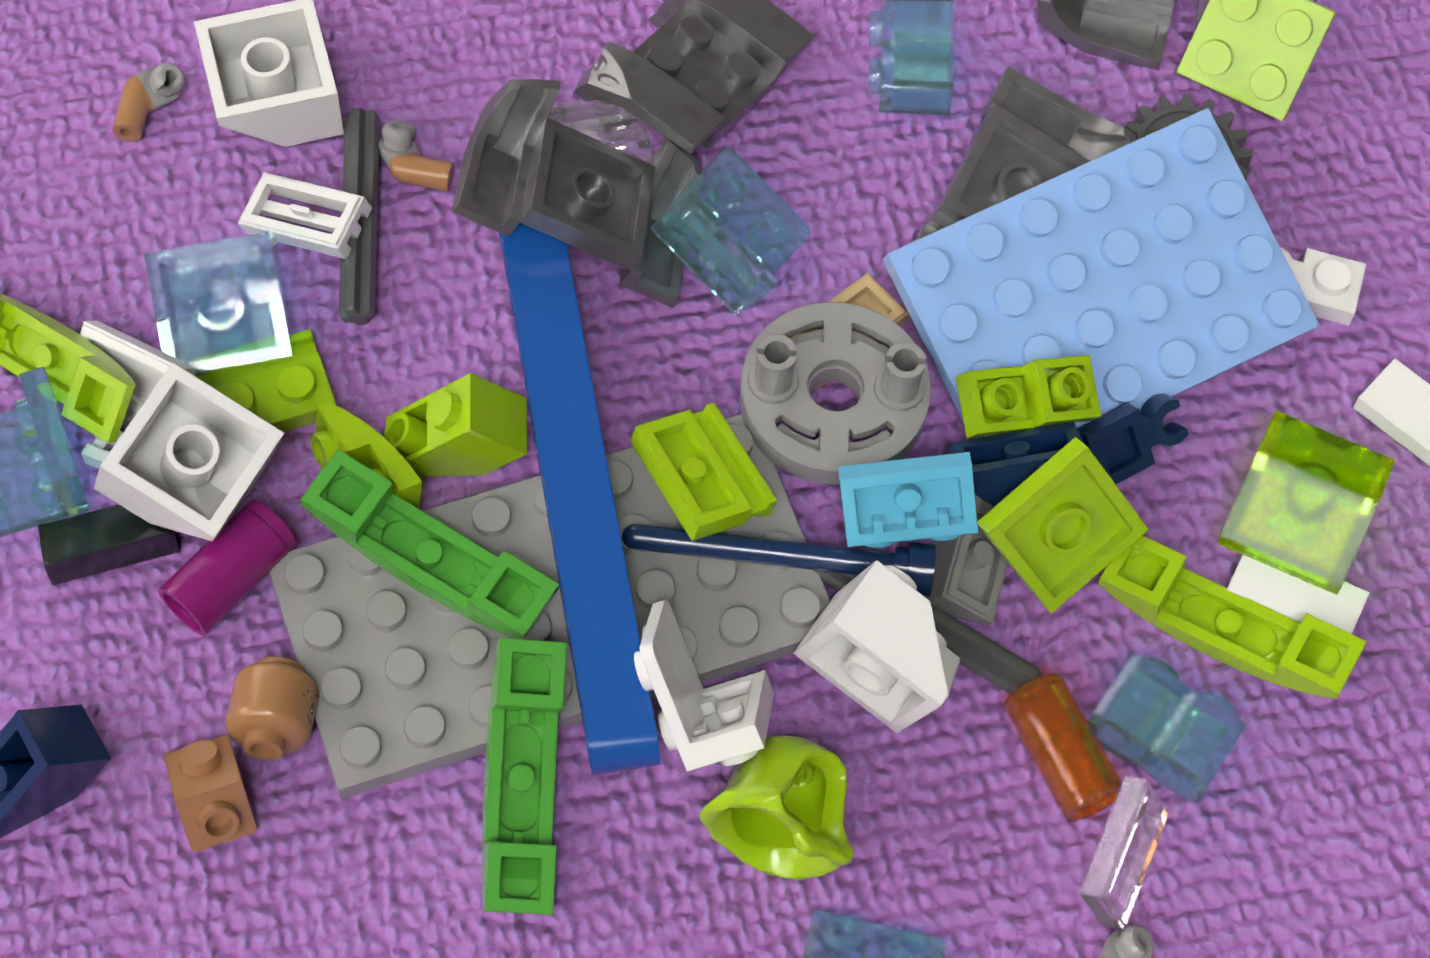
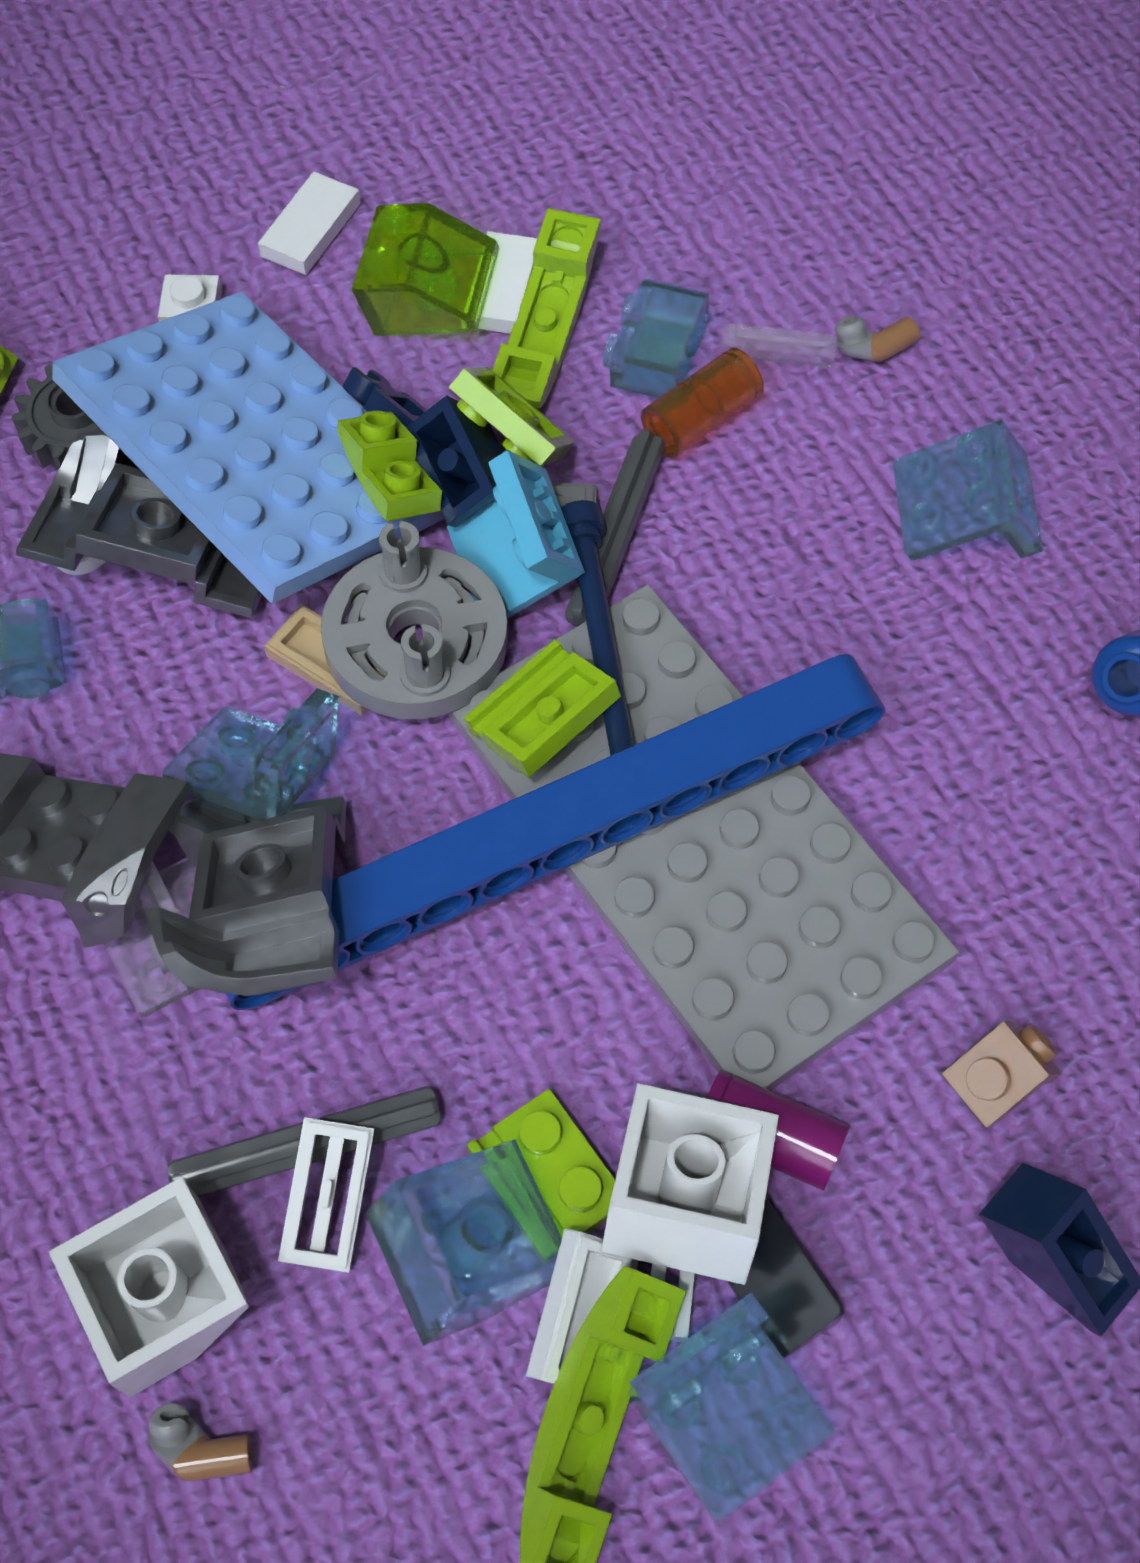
camera: 100 degrees left, 0 degrees up
(272, 707) = (905, 1035): medium nougat head -> none
(357, 439) = (602, 1050): lime slope -> none
(407, 162) = (225, 1115): medium nougat arm -> none
(425, 552) = (706, 919): bright green slope -> none
(461, 429) = (553, 958): lime slope -> none
(521, 777) = (896, 799): bright green slope -> none
(706, 724) = (781, 636): white bracket -> none
(784, 810) = (838, 573): lime piece -> none
(882, 647) = (675, 522): white slope -> none

